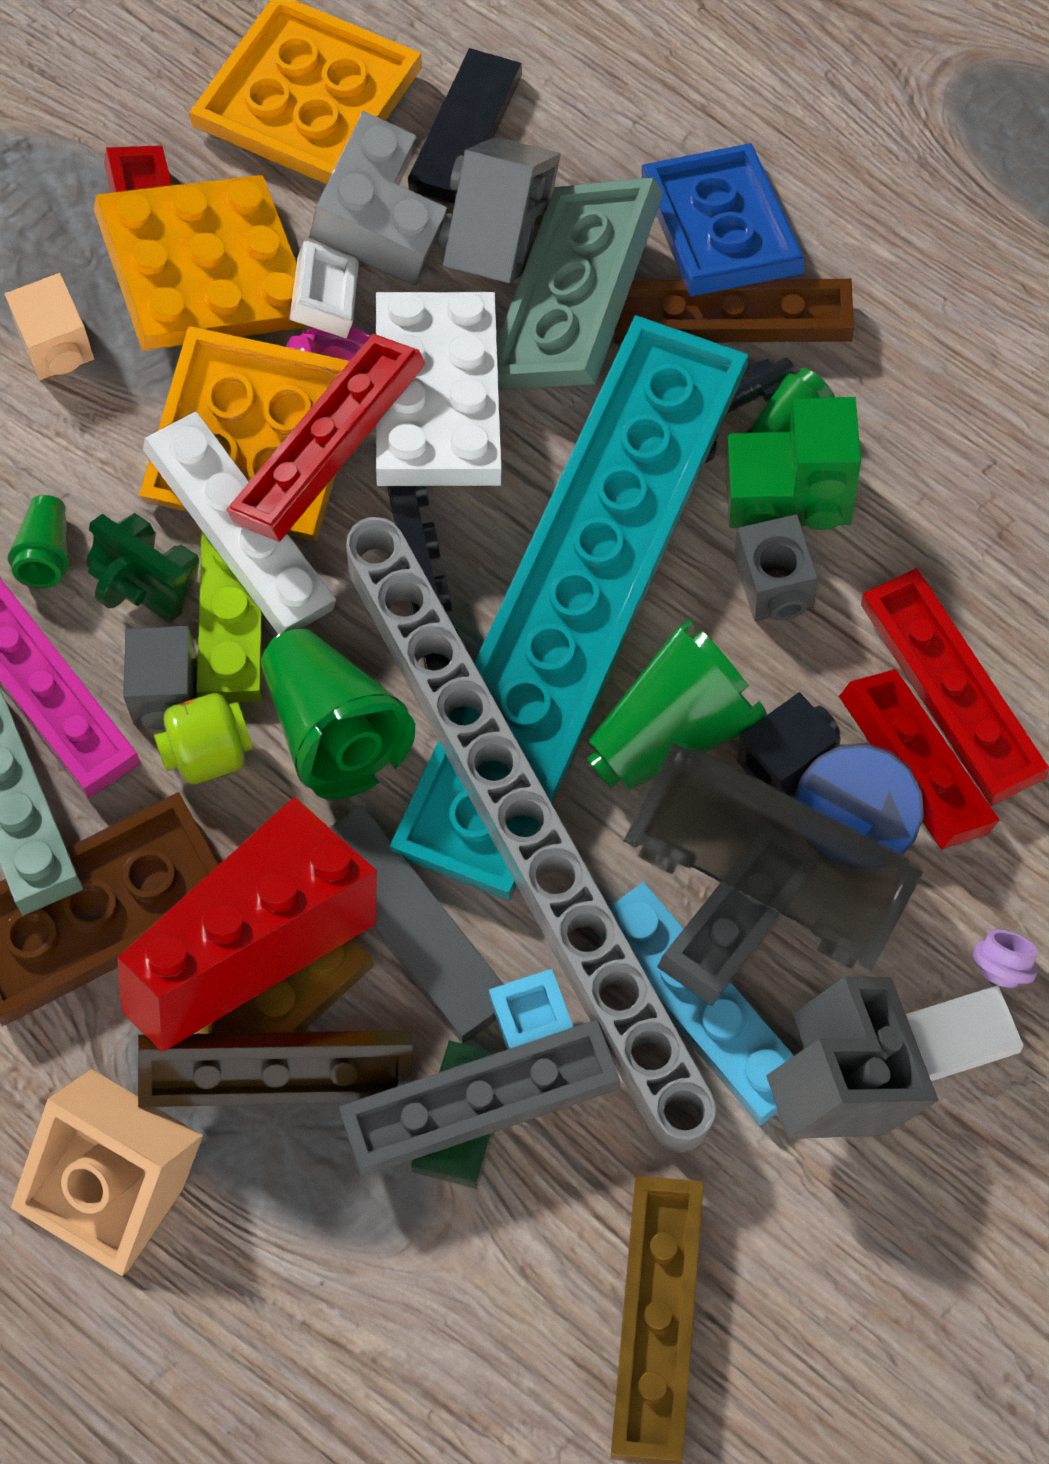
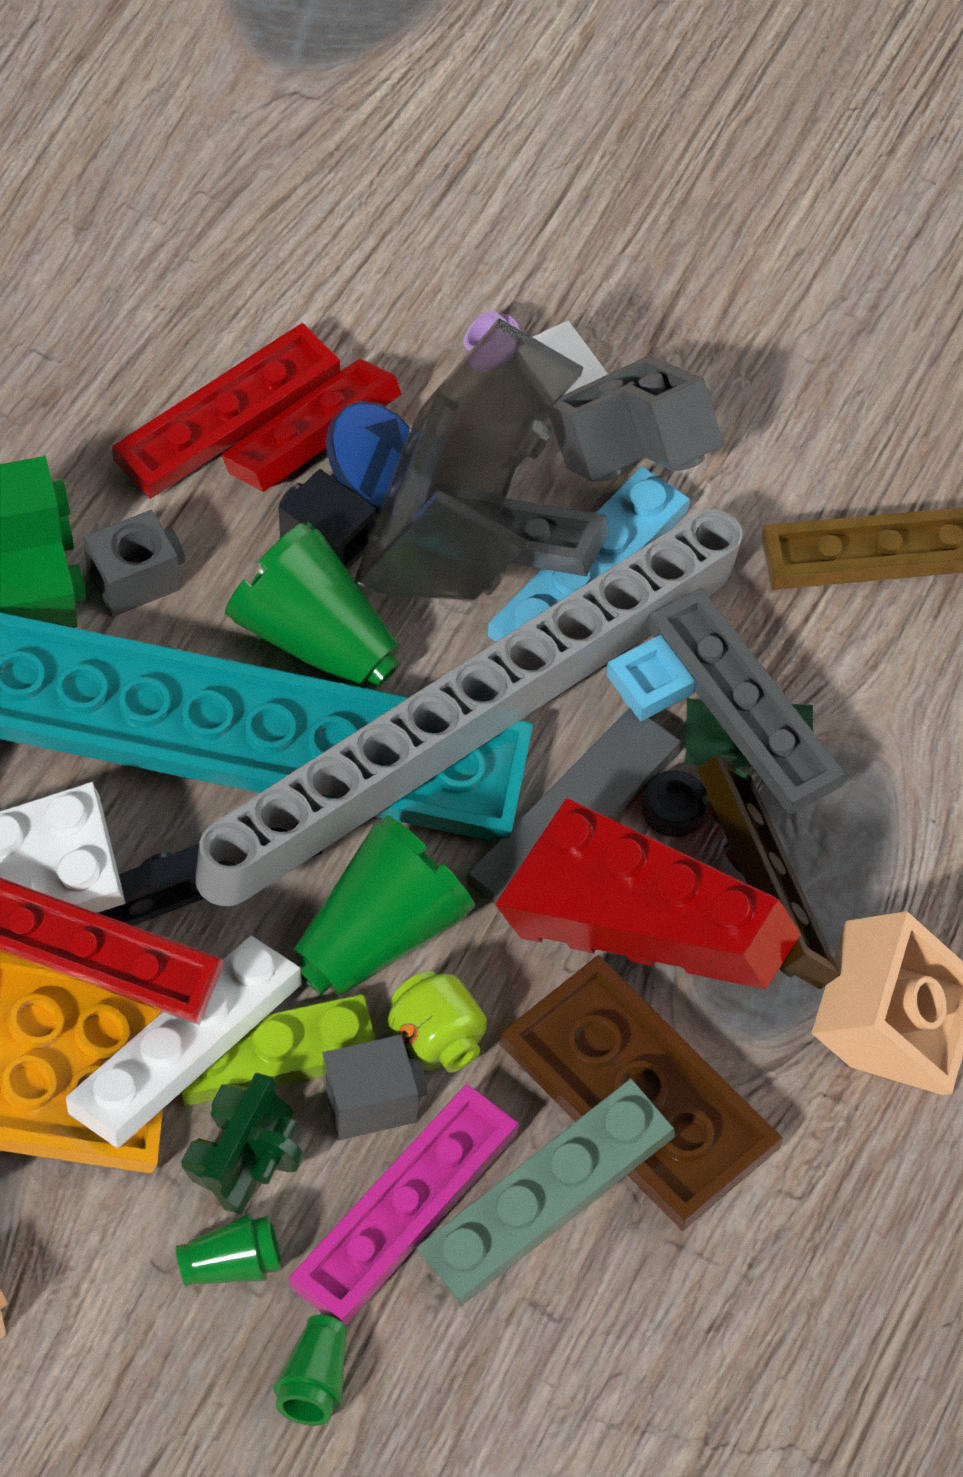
camera: 110 degrees left, 5 degrees down
(401, 1010) = (674, 803): none -> black tile

